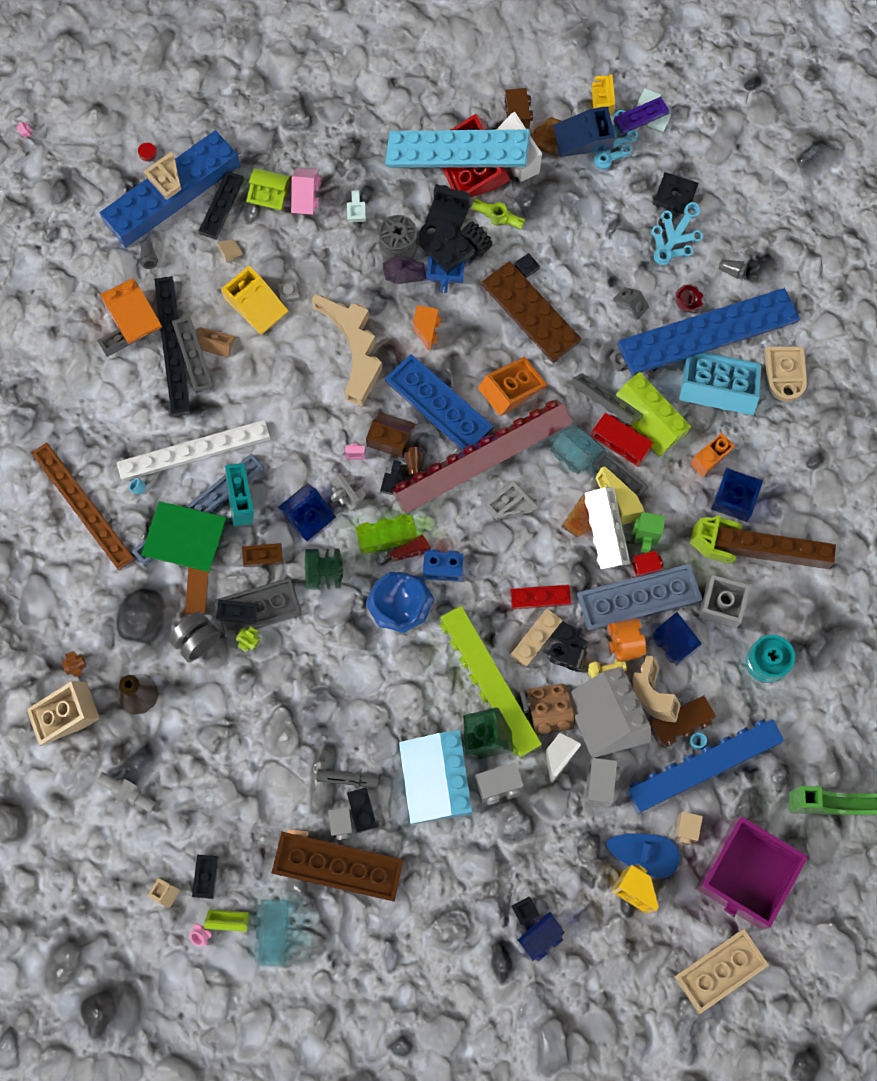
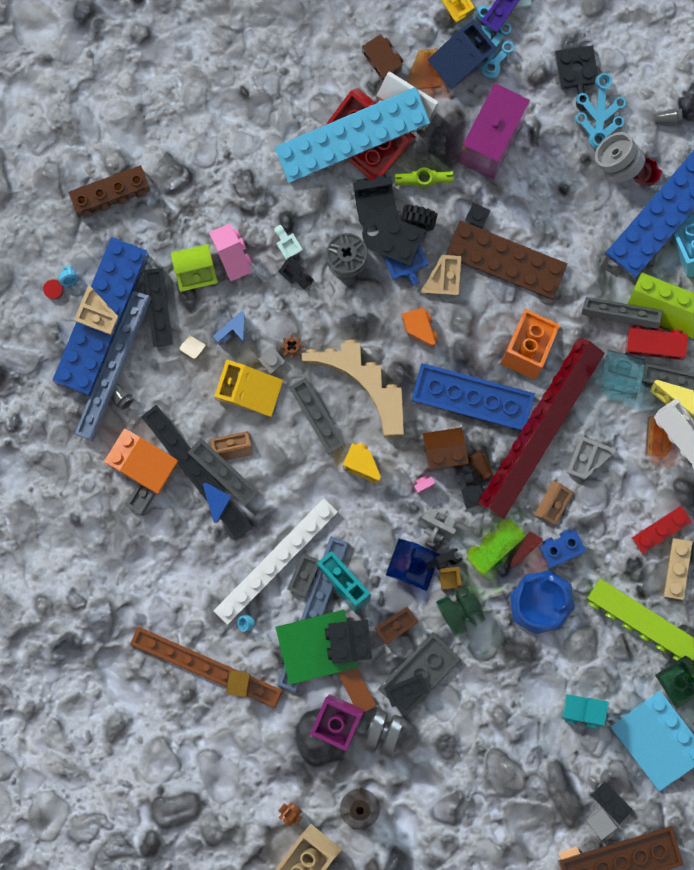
camera: 25 degrees left, 10 degrees up
(98, 529) = (238, 683): none -> pearl gold panel
(155, 229) = (113, 366): none -> sand blue tile
(161, 606) = (337, 722): none -> magenta brick
(163, 146) = (68, 276): none -> medium azure tile
(171, 374) = (217, 501): none -> blue slope
(208, 473) = (303, 575): none -> dark grey plate
(212, 544) = (348, 641): none -> black plate
(237, 100) = (109, 191): none -> reddish brown brick
(248, 639) = (429, 708): lime gear -> none
(273, 248) = (235, 326): none -> medium blue slope
(298, 352) = (317, 416): none -> dark grey plate
(310, 283) = (292, 341): none -> dark orange gear
(310, 403) = (361, 463): none -> yellow slope
(332, 538) = (450, 578): none -> pearl gold panel
(333, 519) = (441, 560): none -> black plate
(347, 232) = (293, 273): none -> black plate
(347, 778) = (585, 782): dark grey pin -> none
(383, 712) = (585, 710): none -> teal brick
(403, 270) = (368, 283): clear purple slope -> none
(459, 526) = (554, 503): none -> medium nougat slope
(471, 297) = (445, 276): none -> tan wing
(575, 198) = (494, 131): none -> magenta container
(630, 298) = (592, 200): dark grey bracket -> none
(672, 273) = (620, 157): none -> light grey wheel

